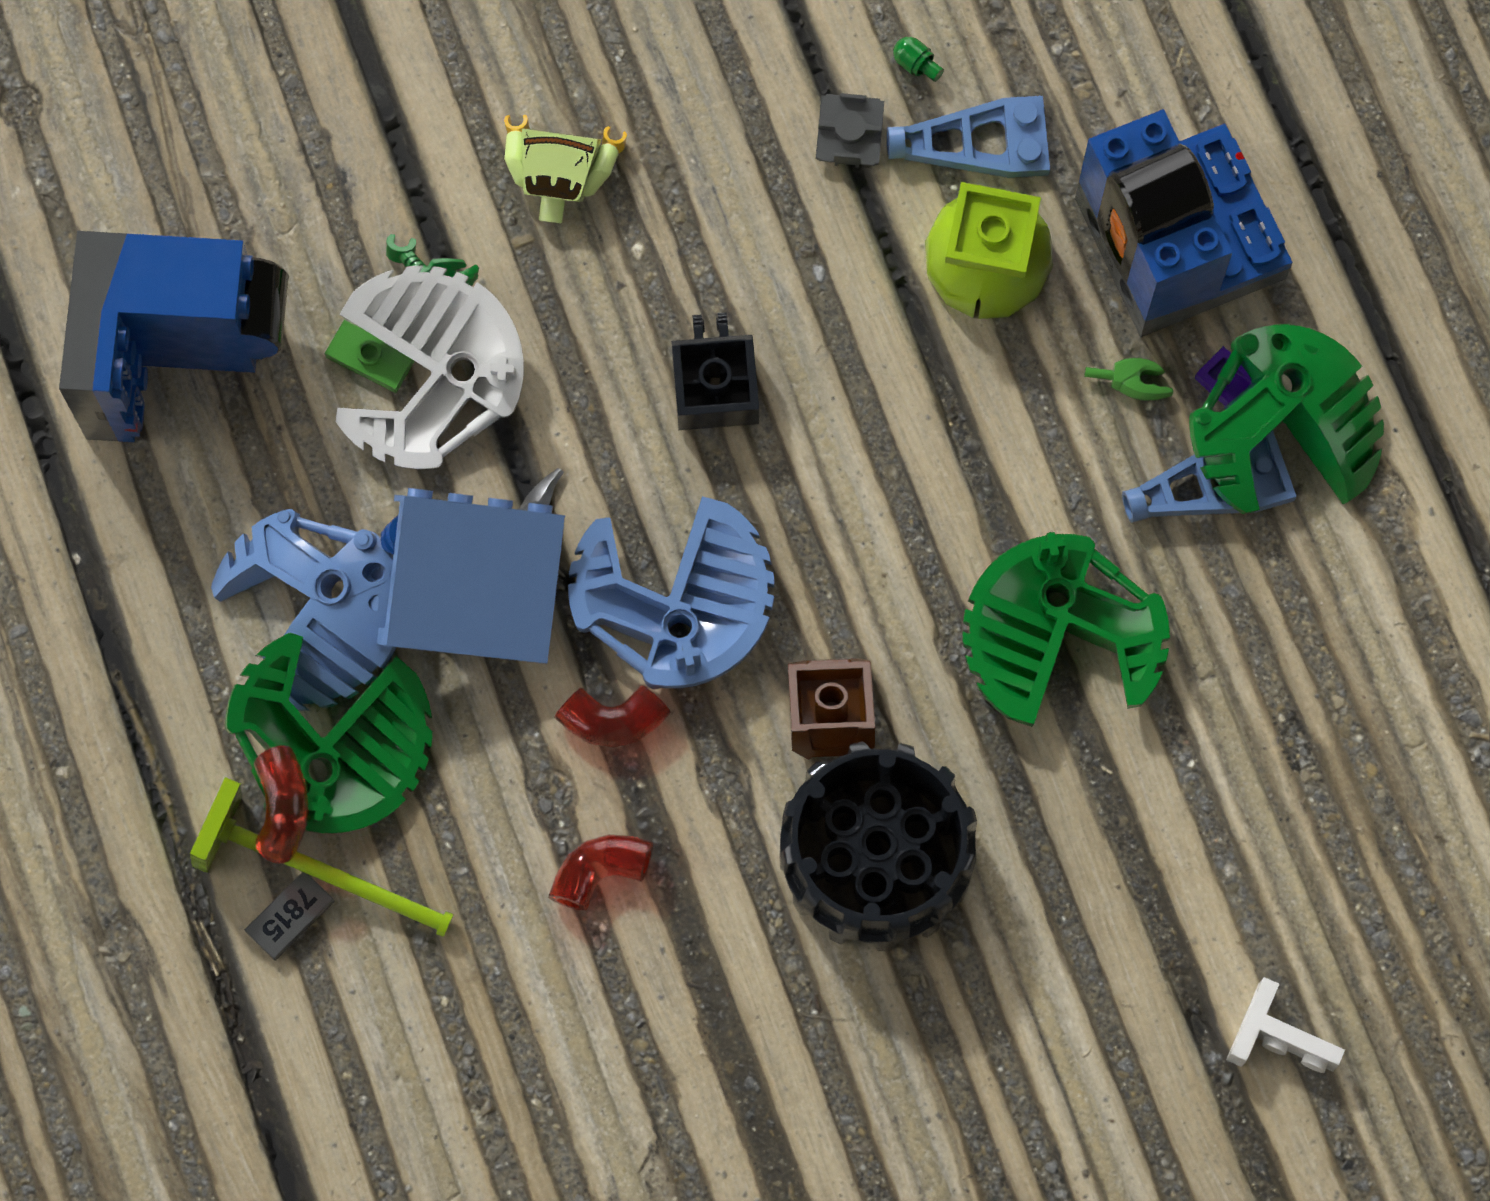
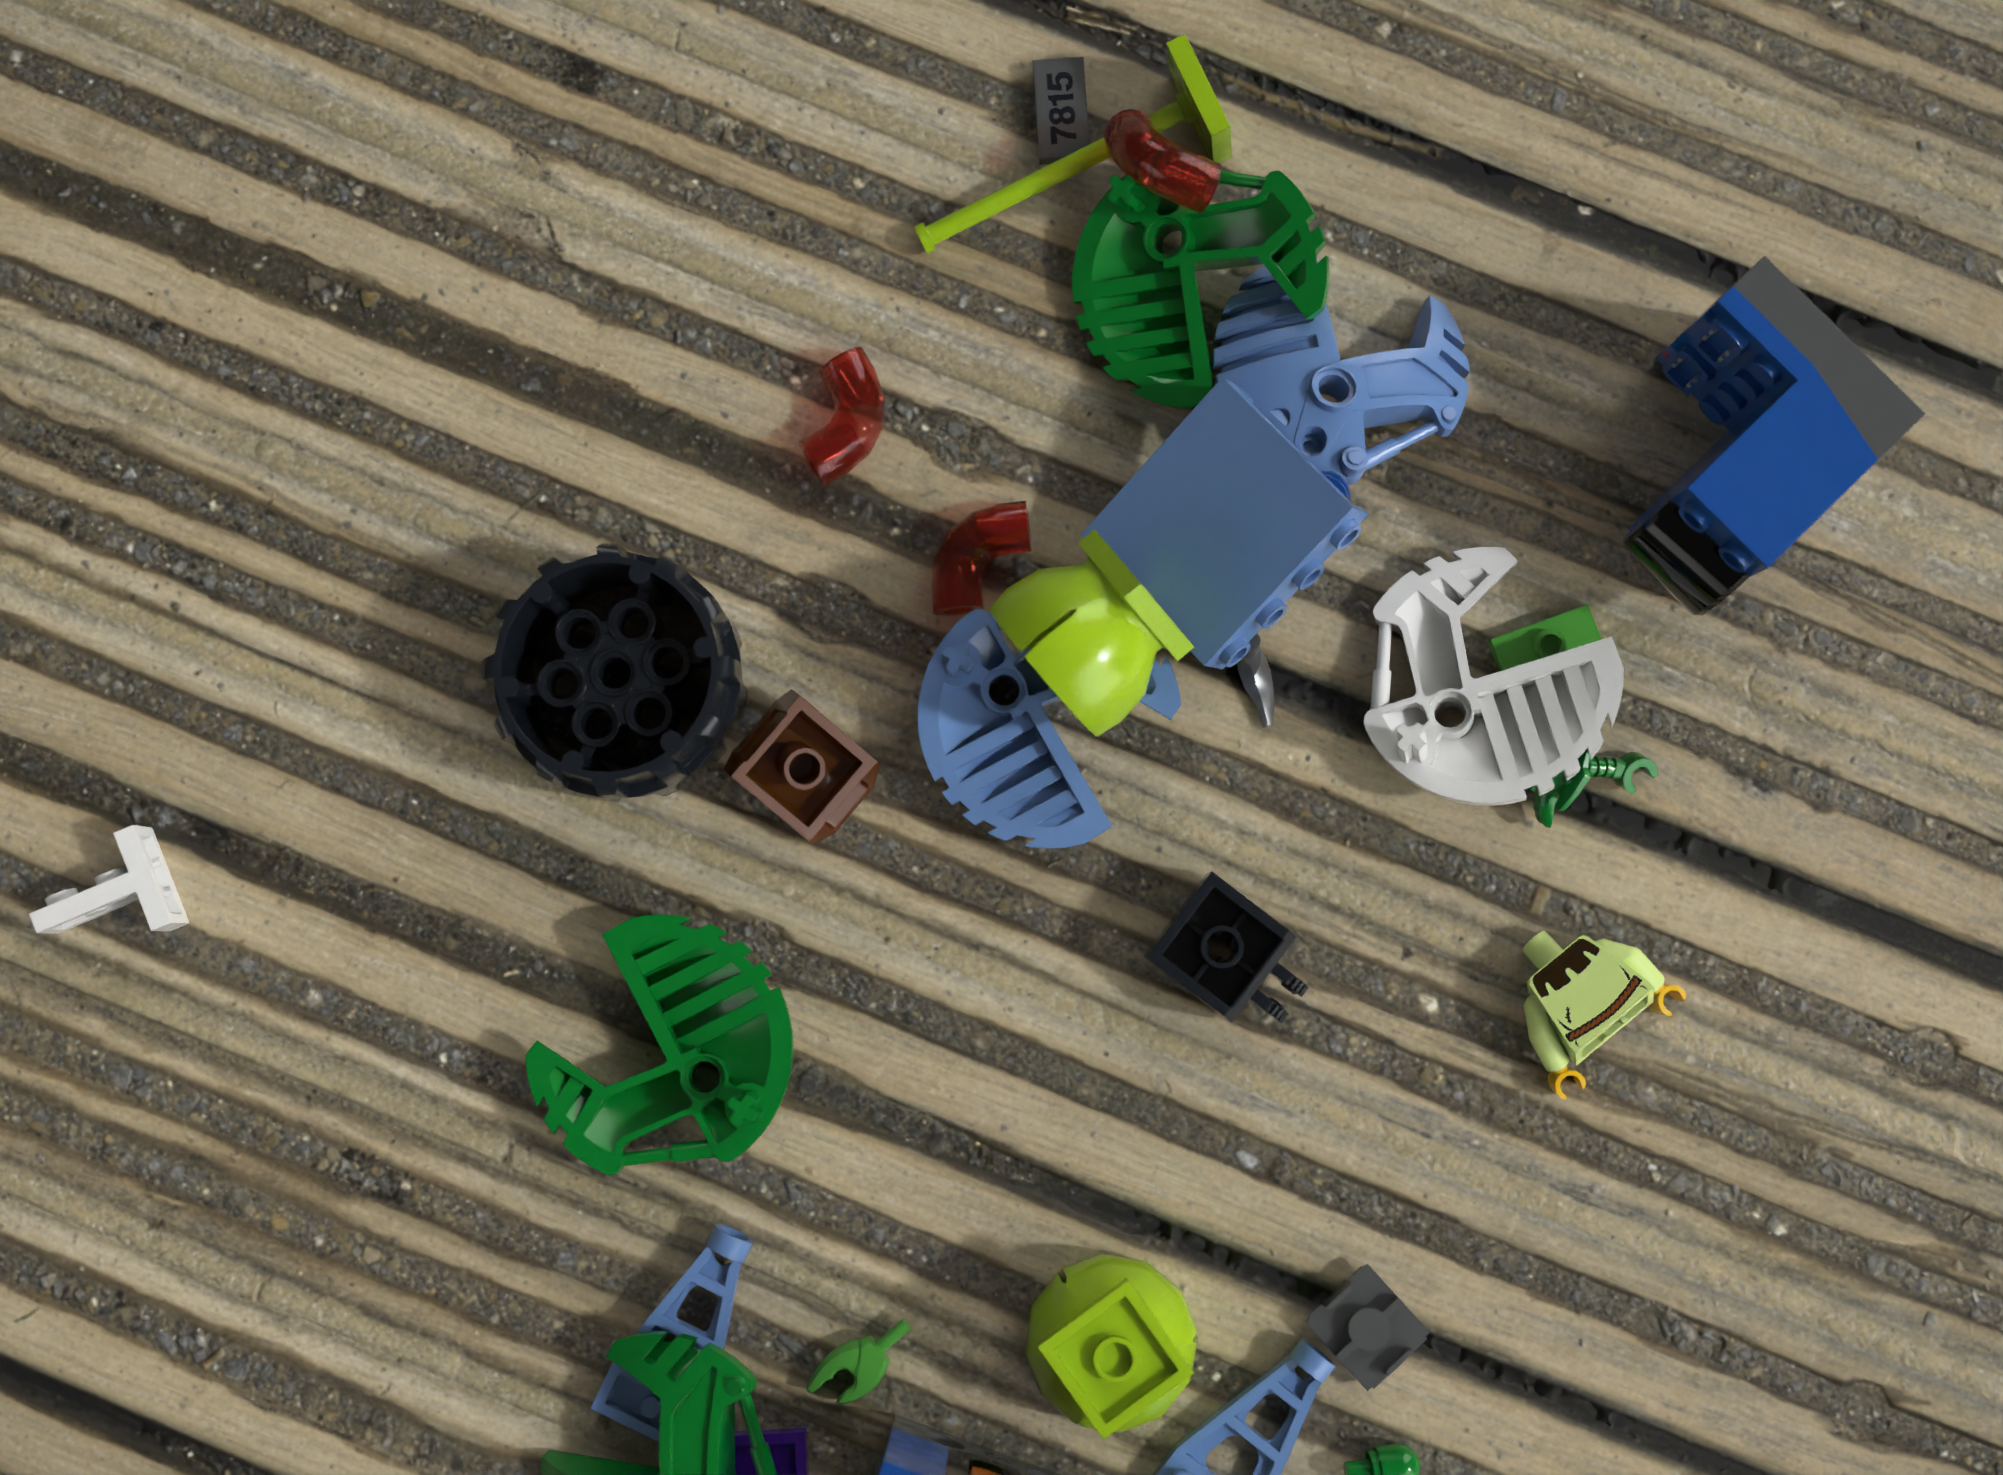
camera: 135 degrees right, 10 degrees up
(605, 582) = (1090, 633): none -> lime plate

